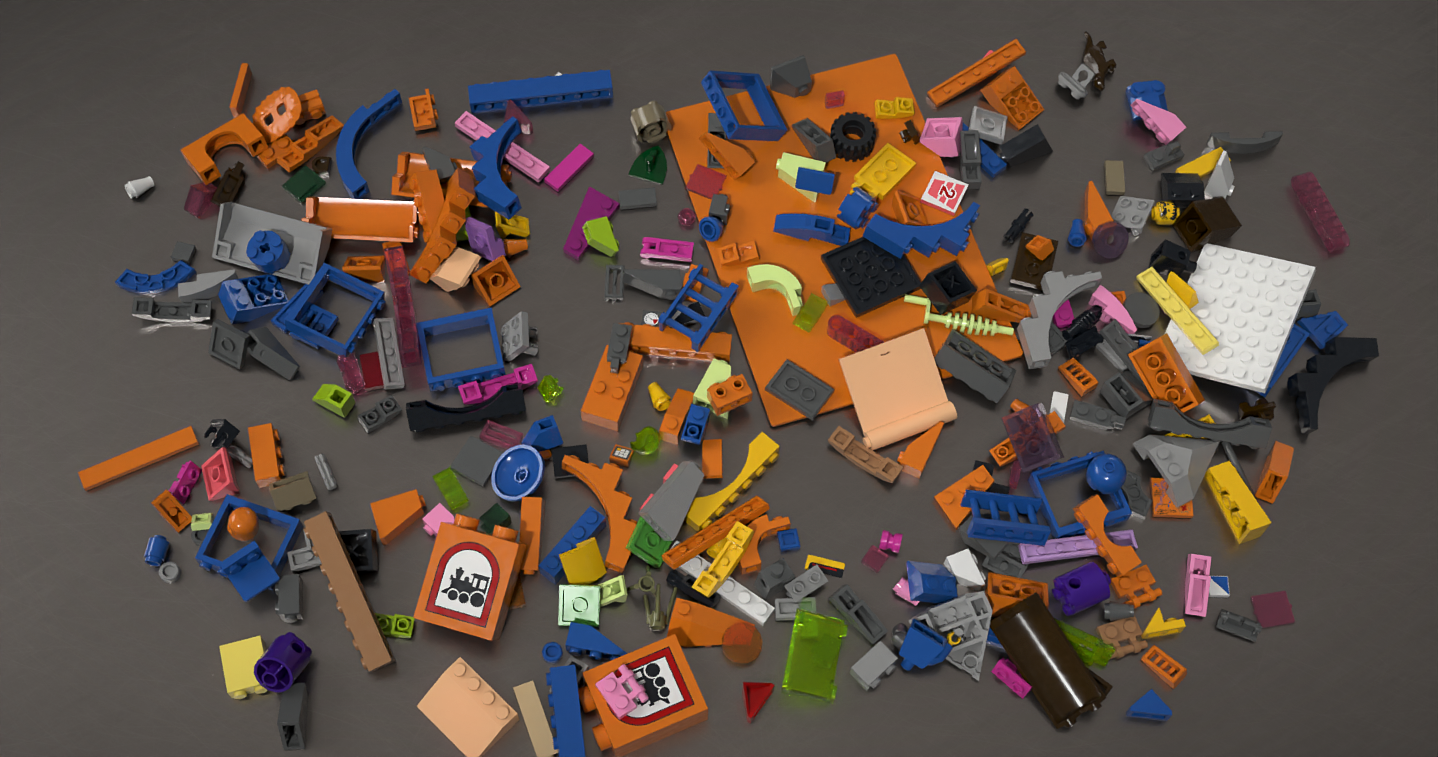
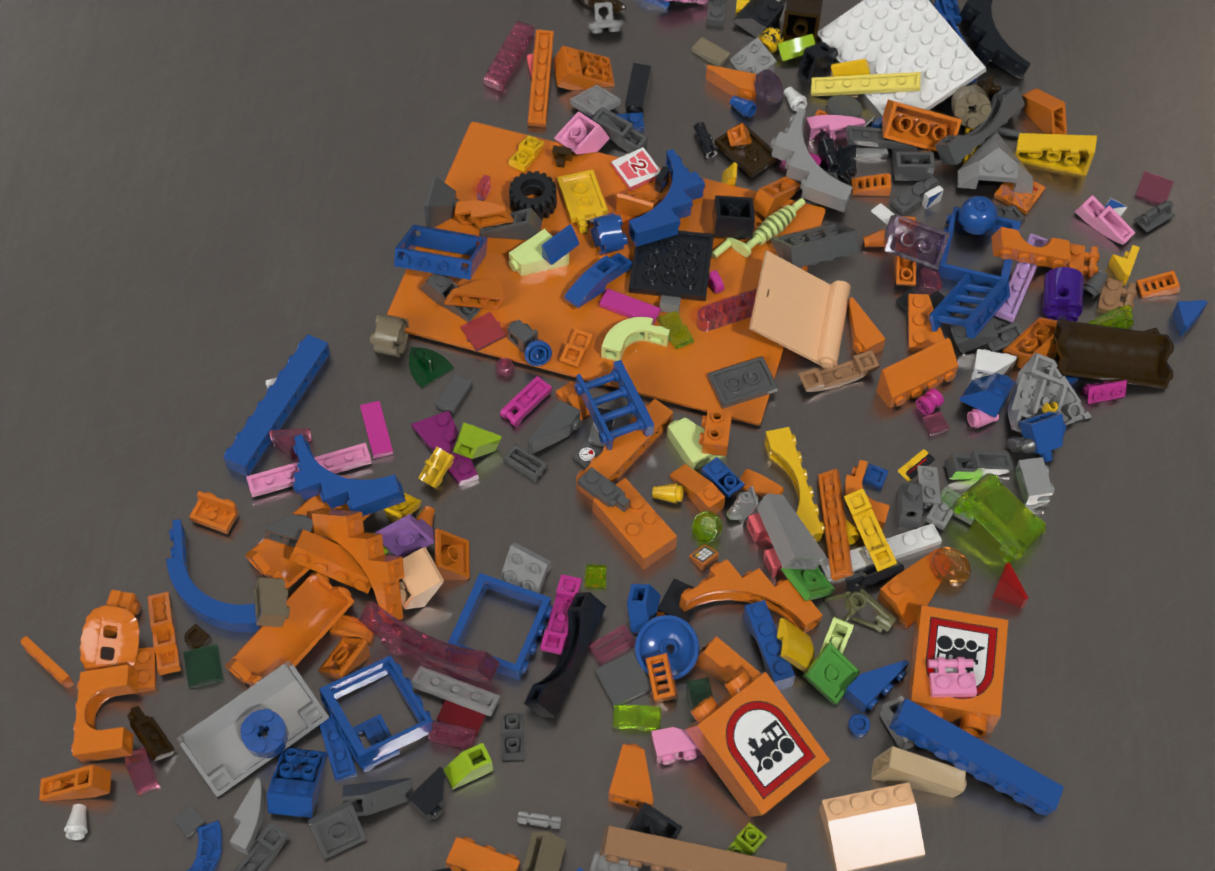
camera: 55 degrees left, 5 degrees down
(165, 168) = (76, 784): none -> orange slope
(296, 388) = (429, 796): none -> black slope
(370, 189) = (270, 602): none -> dark tan brick
(490, 494) = (668, 676): none -> orange slope
(560, 224) = (436, 467): none -> yellow hips
(680, 453) = (743, 506): none -> light grey hinge
(804, 111) = (482, 213): none -> orange slope
(806, 268) = (628, 306): none -> dark pink tile
(877, 313) = (715, 282): none -> dark pink tile
(907, 515) = (917, 373): none -> orange slope
(946, 215) = (662, 179): none -> black tile
(980, 38) = (508, 56): none -> clear pink beam
(1104, 429) = (932, 197): none -> white tile
(1118, 268) = (795, 99): none -> white cone
(1173, 234) = (795, 47): none -> lime slope
(1223, 404) = (979, 109): none -> dark tan brick

